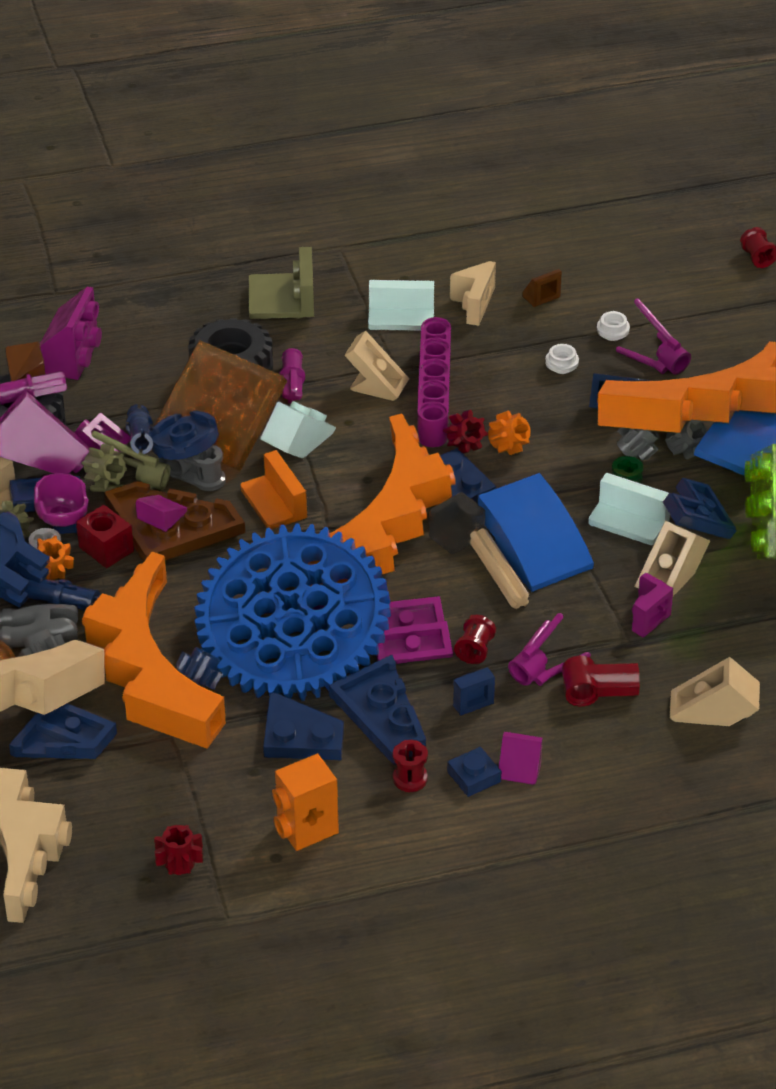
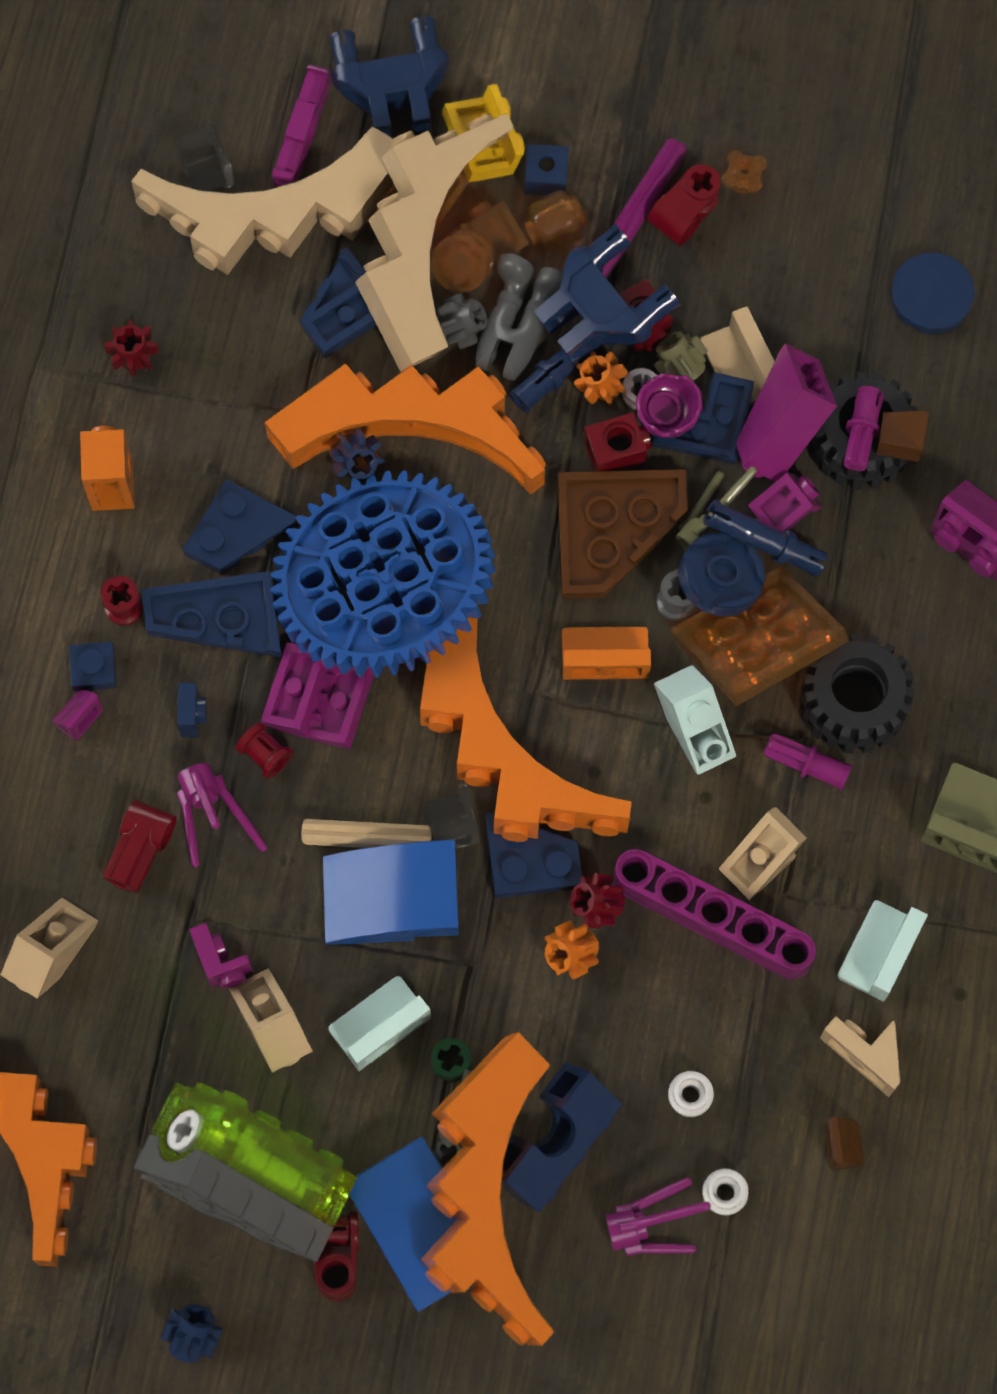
camera: 115 degrees right, 30 degrees up
(104, 466) = (717, 476): olive gear -> none
(159, 511) = (613, 507): magenta slope -> none
(699, 509) = (327, 1105): dark blue tile -> none

